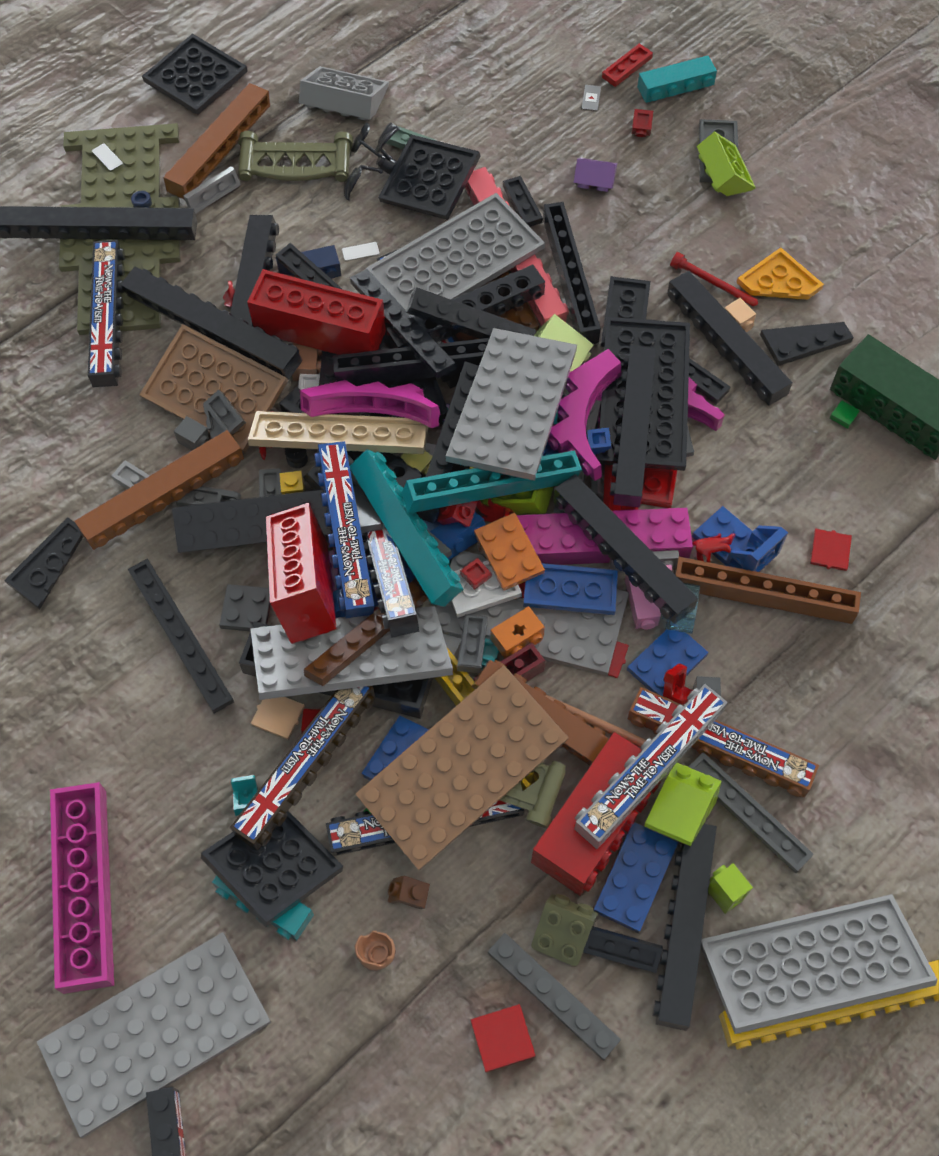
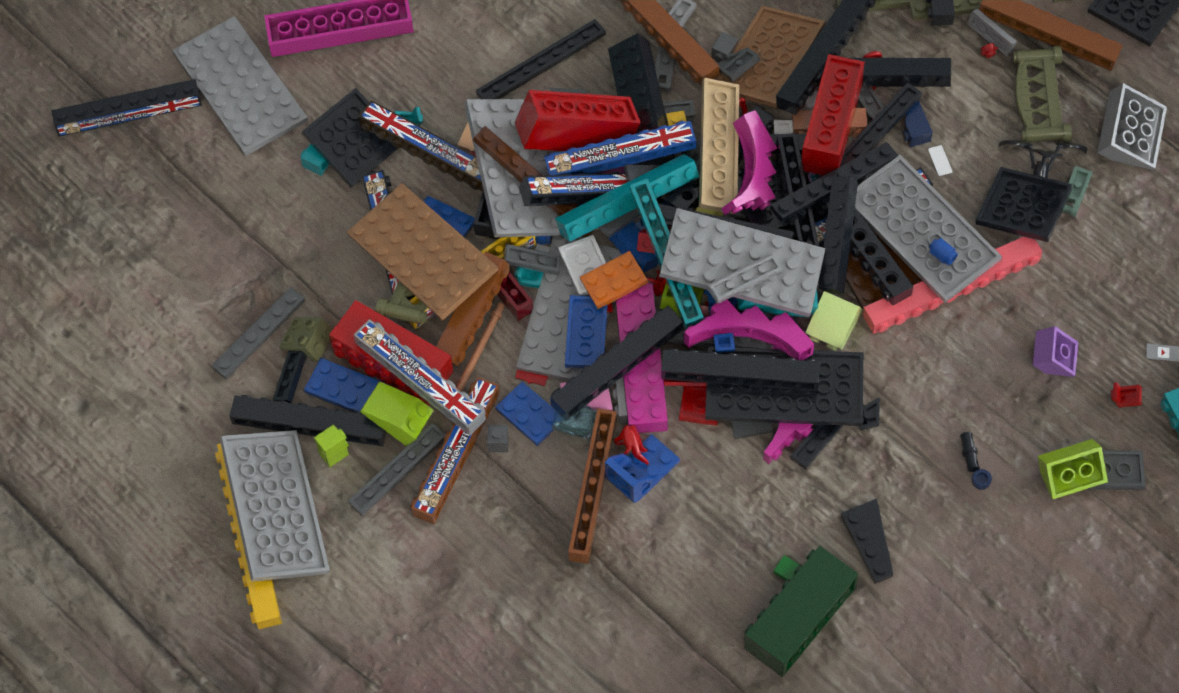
camera: 90 degrees right, 0 degrees up
(233, 196) = (989, 50): none -> red plate
(375, 950) = (290, 211): nougat hair -> none
(408, 892) = (334, 233): reddish brown bracket -> none
(475, 573) = (594, 257): red tile -> none
(493, 234) = (943, 251): none -> blue brick
(502, 1038) = (229, 300): red tile -> none
(522, 201) = (1011, 290): black plate -> none
(523, 623) = (543, 293): orange brick -> none
(542, 394) = (745, 278): none -> light grey tile
(571, 272) = (924, 329): black brick -> none
(626, 300) = (893, 381): black plate -> none
(675, 684) = (501, 412): red bracket -> none
(680, 262) = (952, 428): red piece -> none
(705, 249) = (969, 452): none -> black pin
(729, 338) = (863, 468): black brick -> none
(733, 244) = (981, 479): none -> dark blue tile
(742, 314) = (888, 478): light nougat brick -> none
(780, 277) = (941, 518): light orange plate -> none
(831, 549) = (642, 549): red piece -> none

